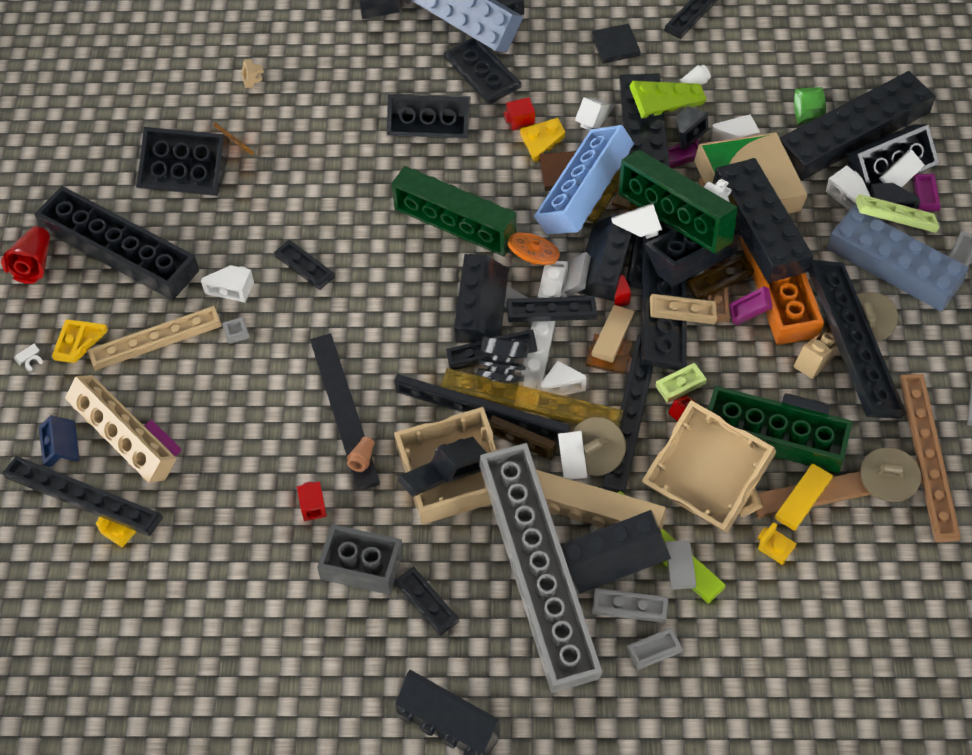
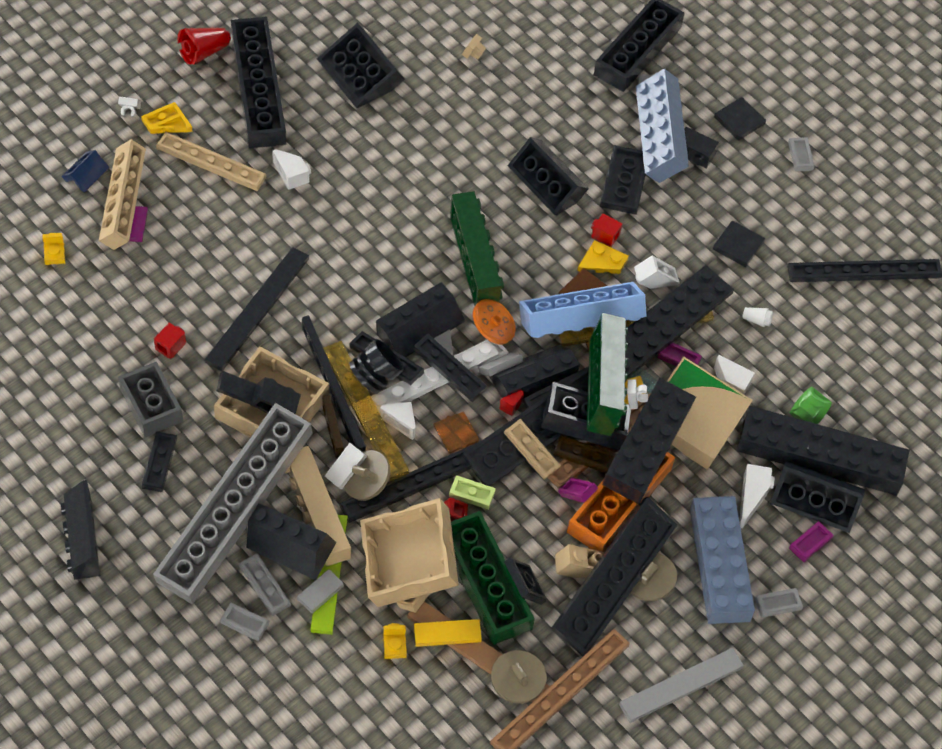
camera: 40 degrees right, 0 degrees up
(83, 496) = (55, 213): black tile -> none
(233, 138) = (406, 80): clear orange piece -> none
(235, 330) = (260, 200): light grey tile -> none
(304, 264) = (350, 199): black tile -> none
(360, 456) = (228, 341): nougat cone -> none
(613, 333) = (472, 421): tan tile -> none
(640, 221) = (570, 366): white slope -> none
(665, 96) = (710, 305): lime wing -> none
(690, 126) = (703, 342): black slope -> none
(895, 194) = (774, 521): black slope -> none
(897, 213) = (760, 531): yellowish green tile -> none
(903, 169) = (808, 510): white tile -> none

